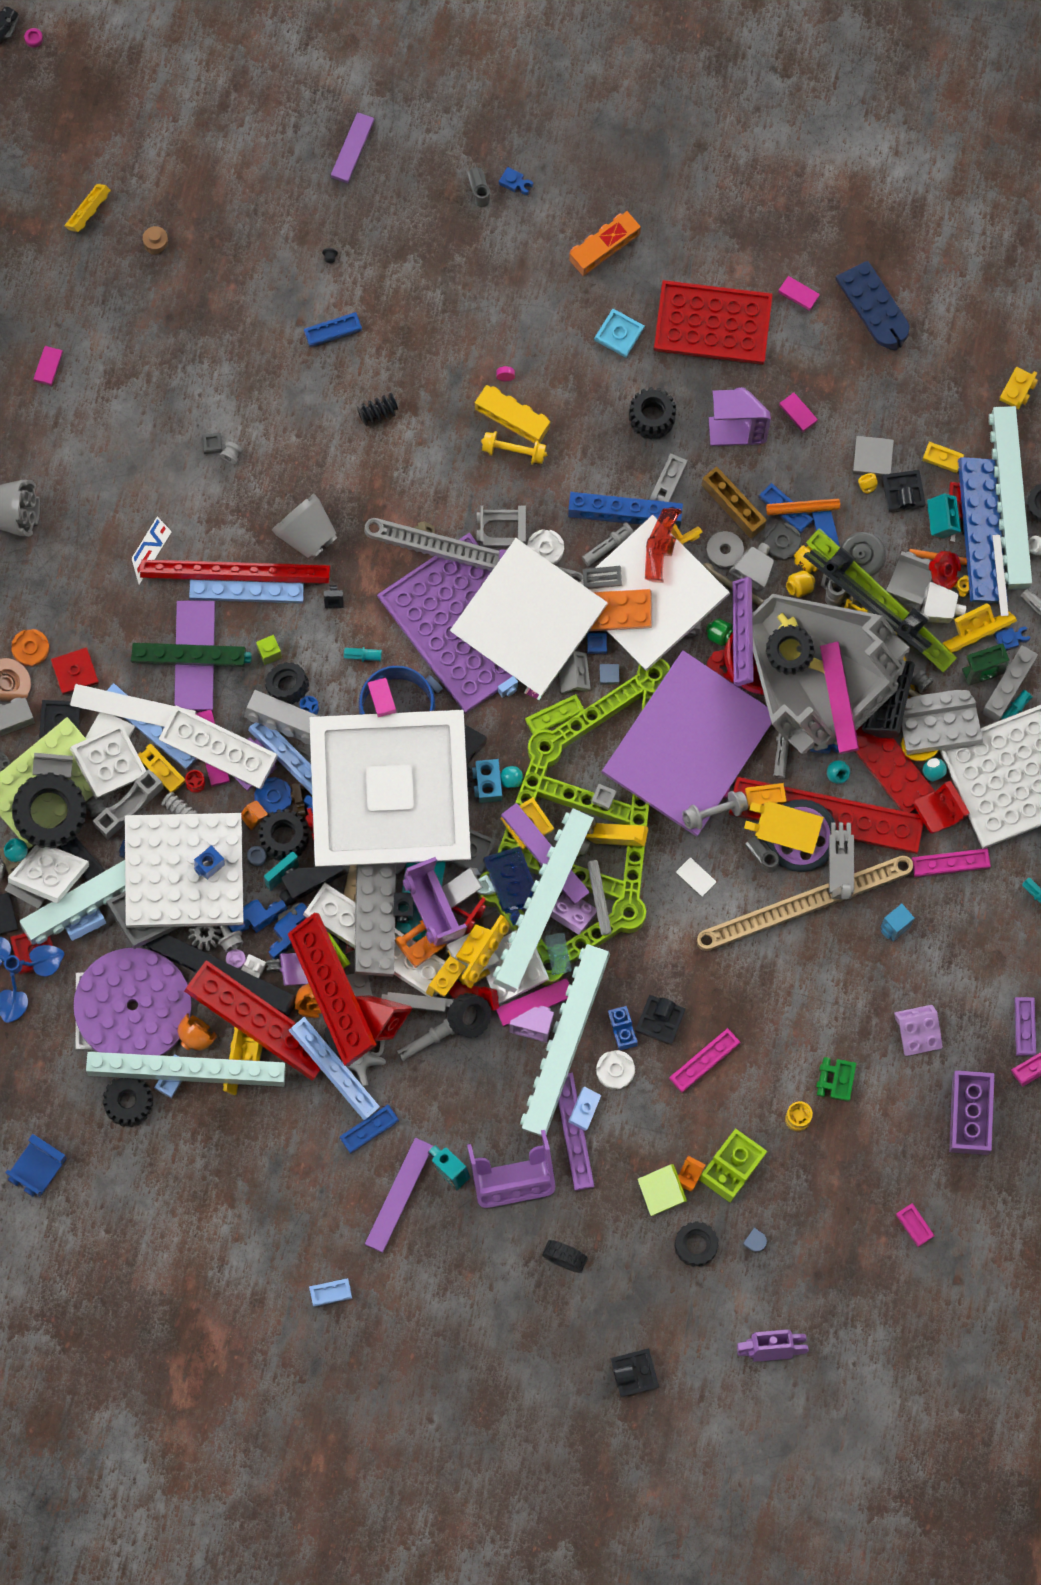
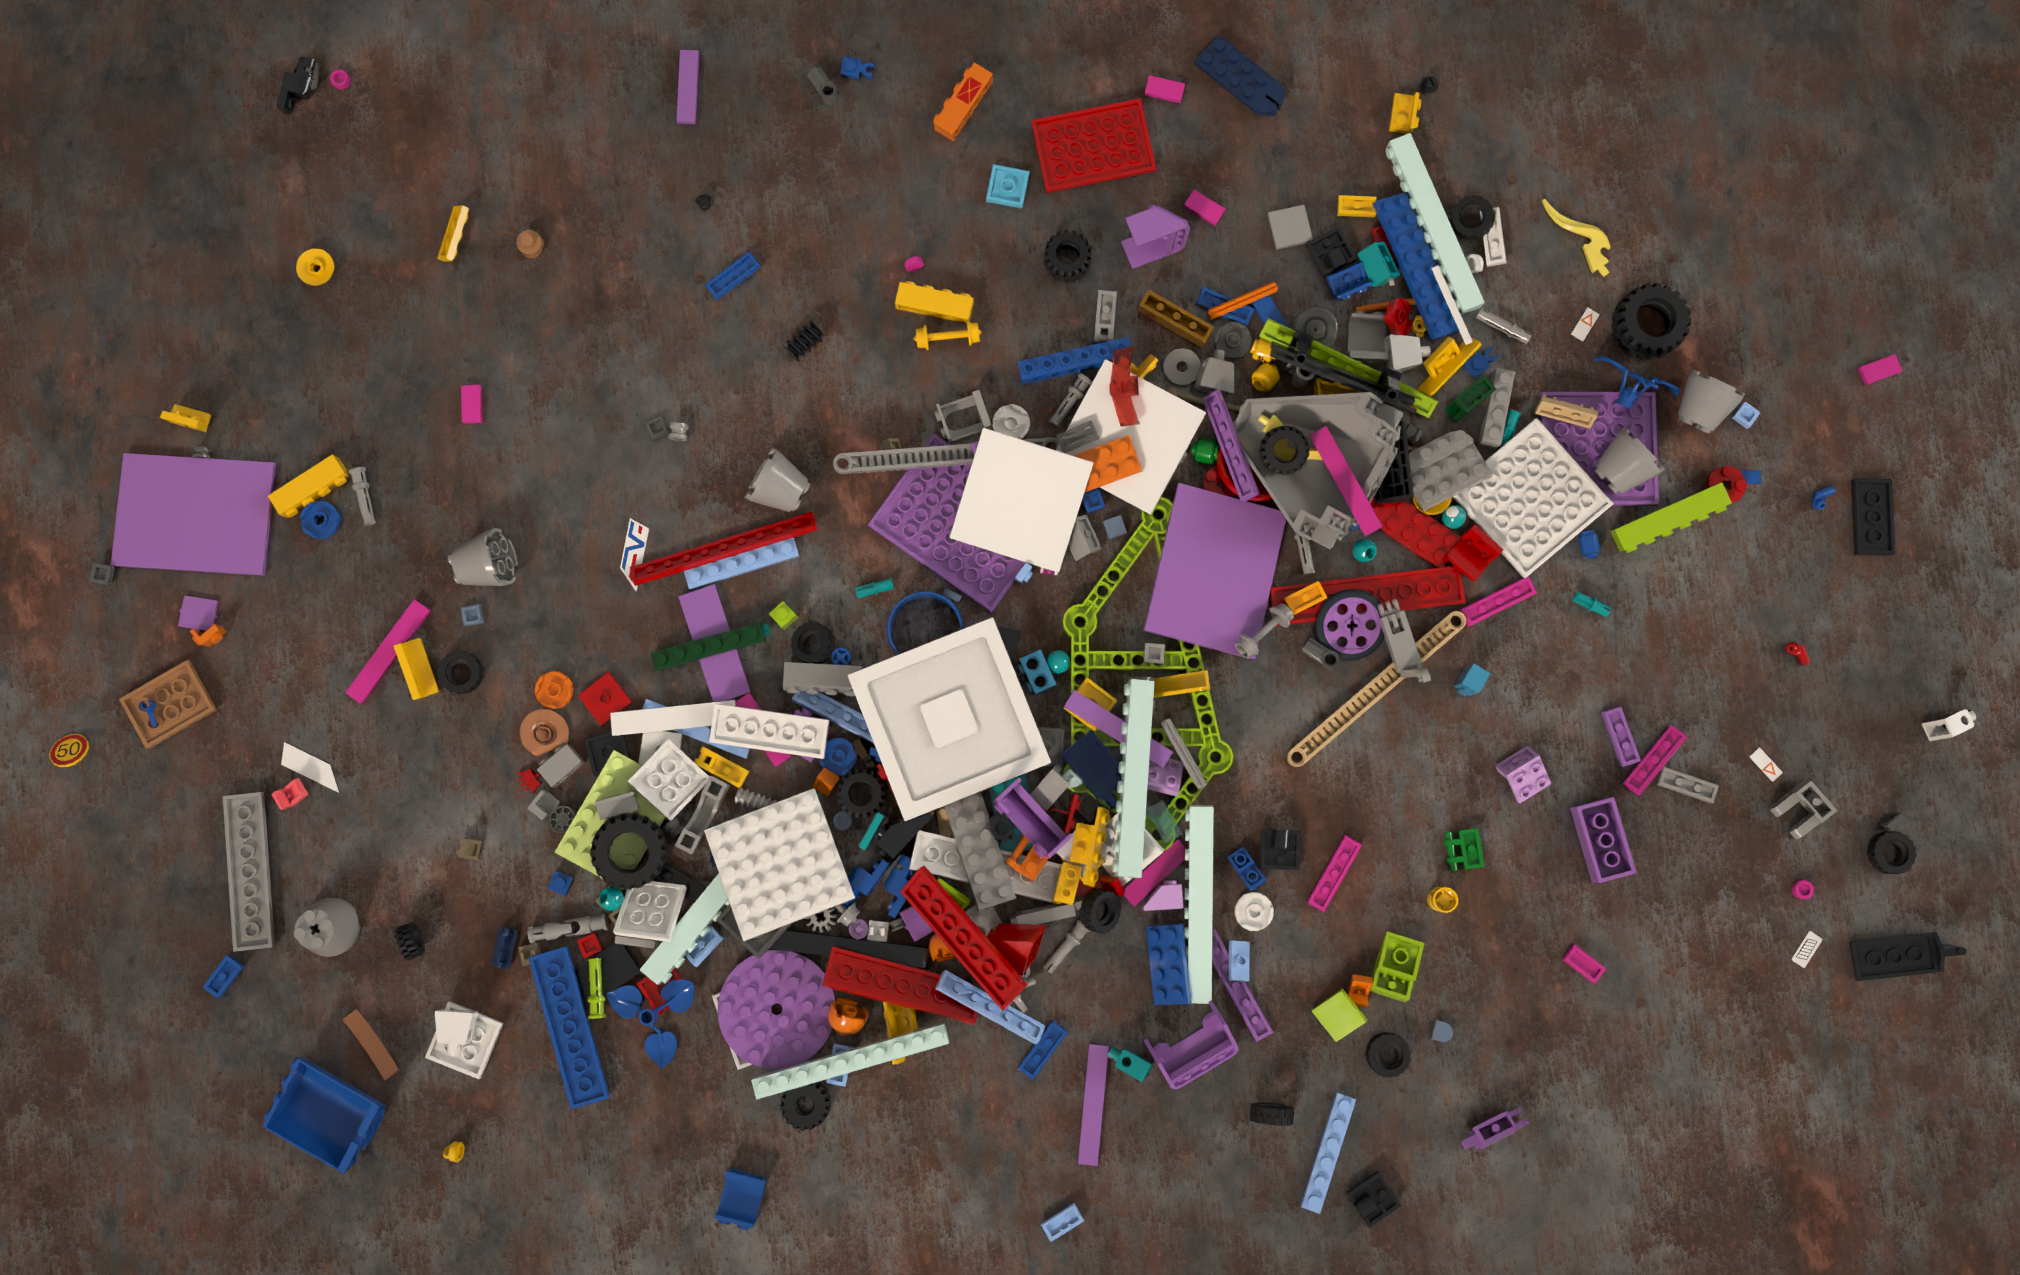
camera: 15 degrees left, 10 degrees up
(197, 778) = (755, 769): red wheel -> none
(212, 855) = (801, 844): blue brick -> none
(333, 598) = (827, 542): black tile -> none
(382, 697) = (910, 632): dark pink tile -> none
(516, 1087) = (1168, 964): none -> blue plate
(554, 714) = (1076, 585): lime tile -> none
(606, 1316) = (1328, 1152): none -> light blue plate
(696, 876) = (1264, 697): white sticker -> none
(786, 826) = (1336, 622): yellow tile -> none
(868, 481) = (1294, 255): yellow tile -> none
(910, 522) = (1348, 281): none -> blue bracket

